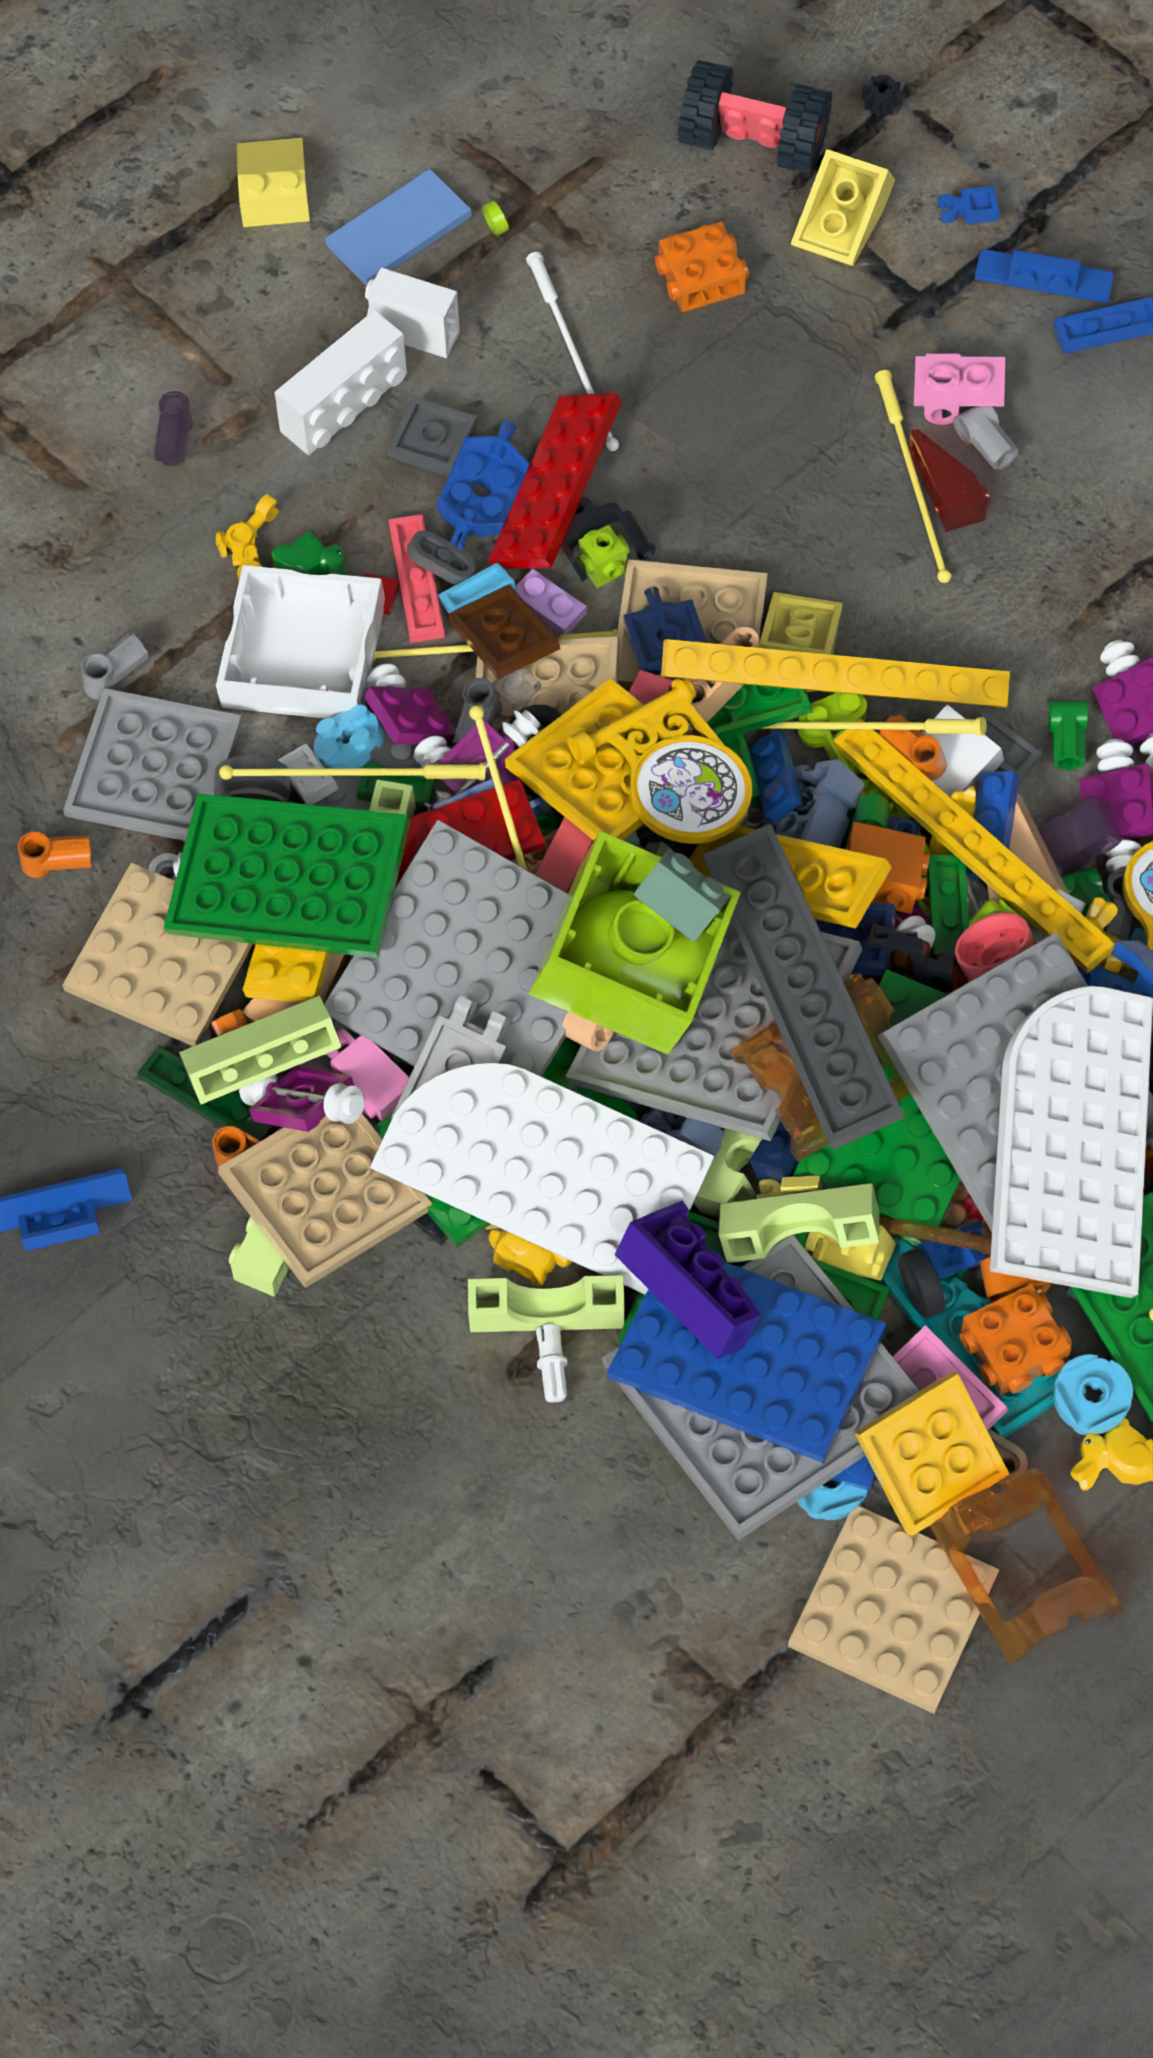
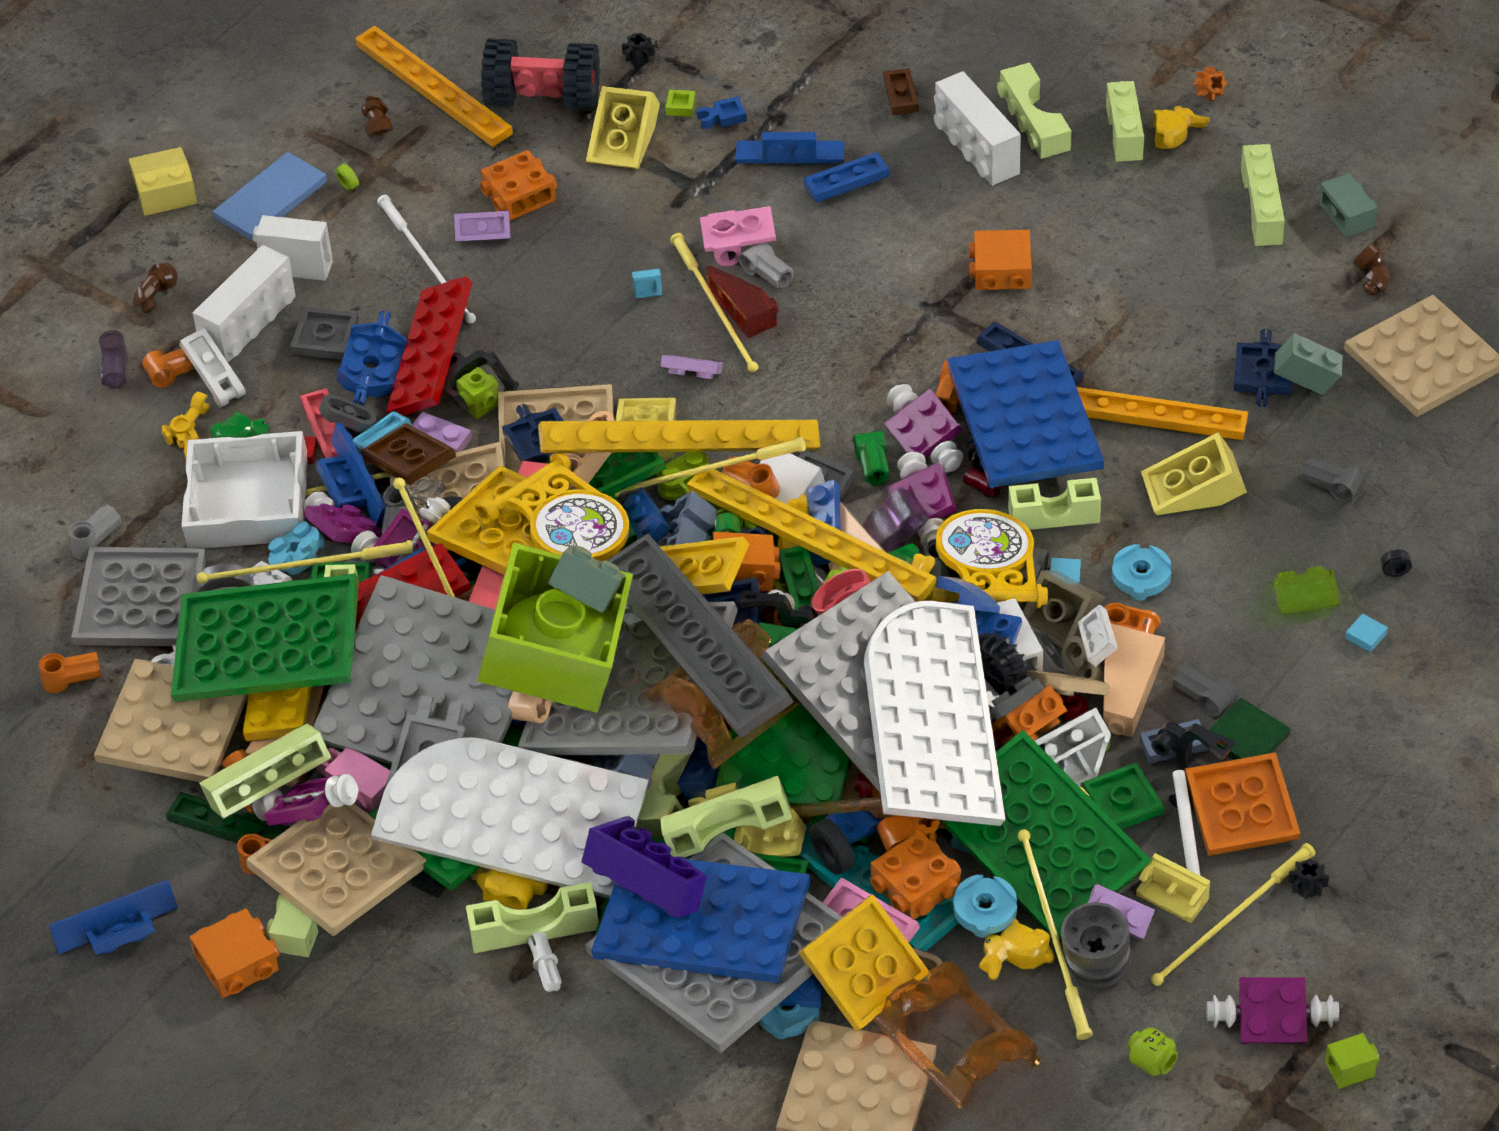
camera: 10 degrees left, 15 degrees down
(188, 1281) = (235, 952): none -> orange brick
(233, 449) = (164, 367): none -> orange piece
(248, 324) = (160, 278): none -> reddish brown arm
(288, 463) = (212, 367): none -> white plate
(426, 651) = (348, 477): none -> blue bracket
(544, 128) = (377, 122): none -> reddish brown arm
(622, 105) = (434, 86): none -> light orange plate
(648, 317) = (482, 226): none -> lavender plate
(835, 436) = (647, 283): none -> medium azure tile
(856, 558) = (679, 365): none -> lavender plate
(921, 180) = (680, 103): none -> lime tile

